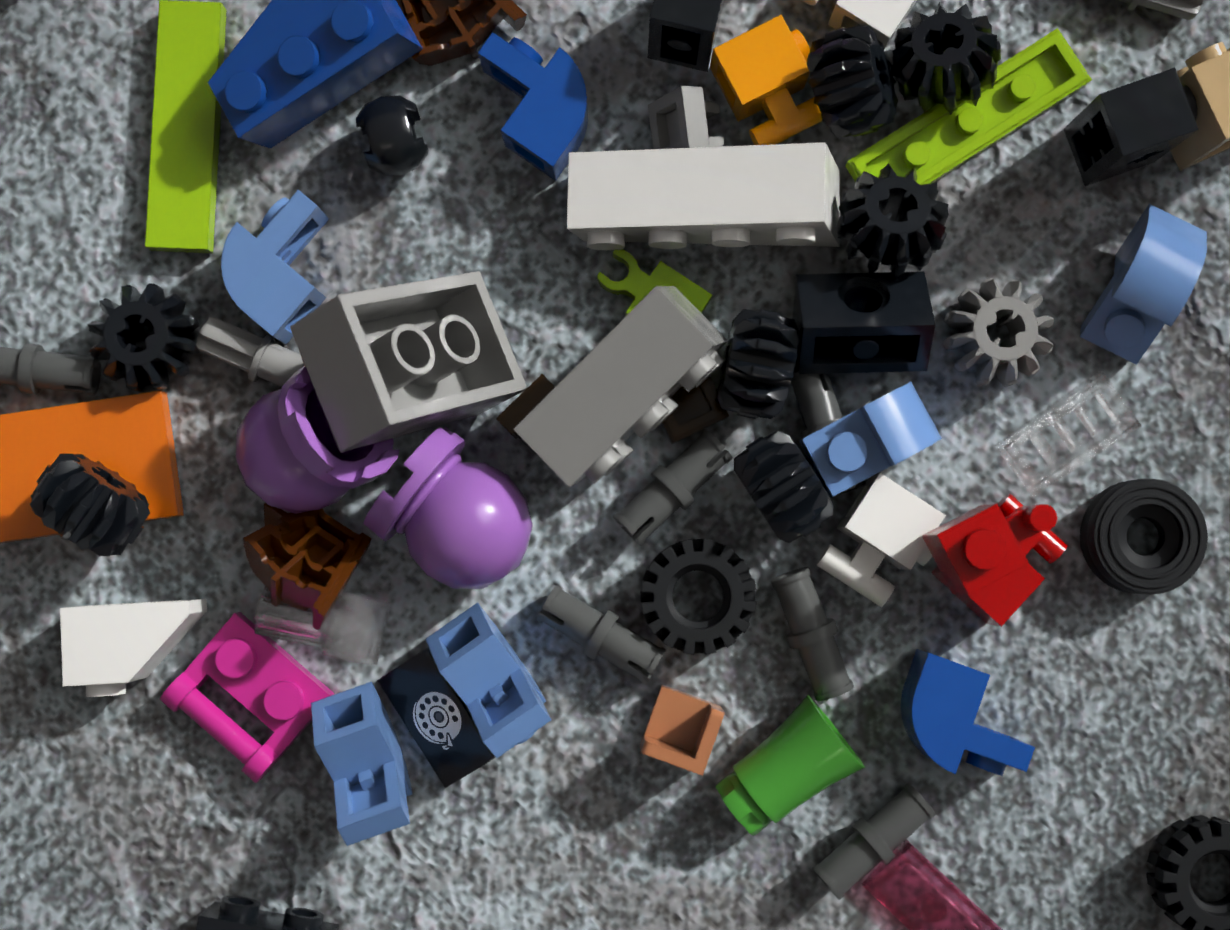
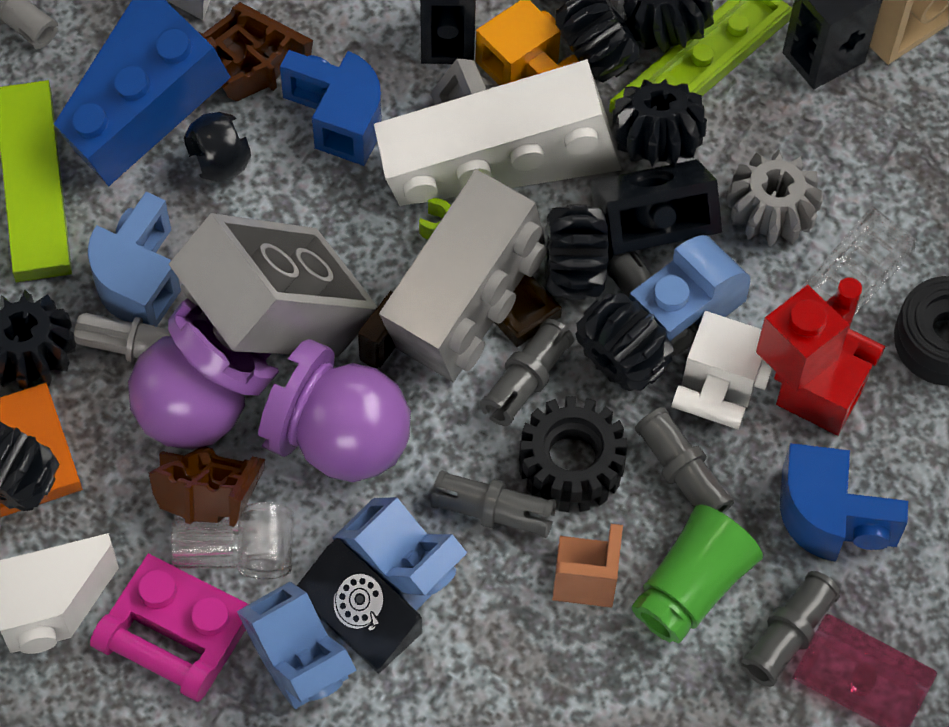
camera: 20 degrees left, 25 degrees down
(1149, 284) = (884, 142): medium blue brick -> none

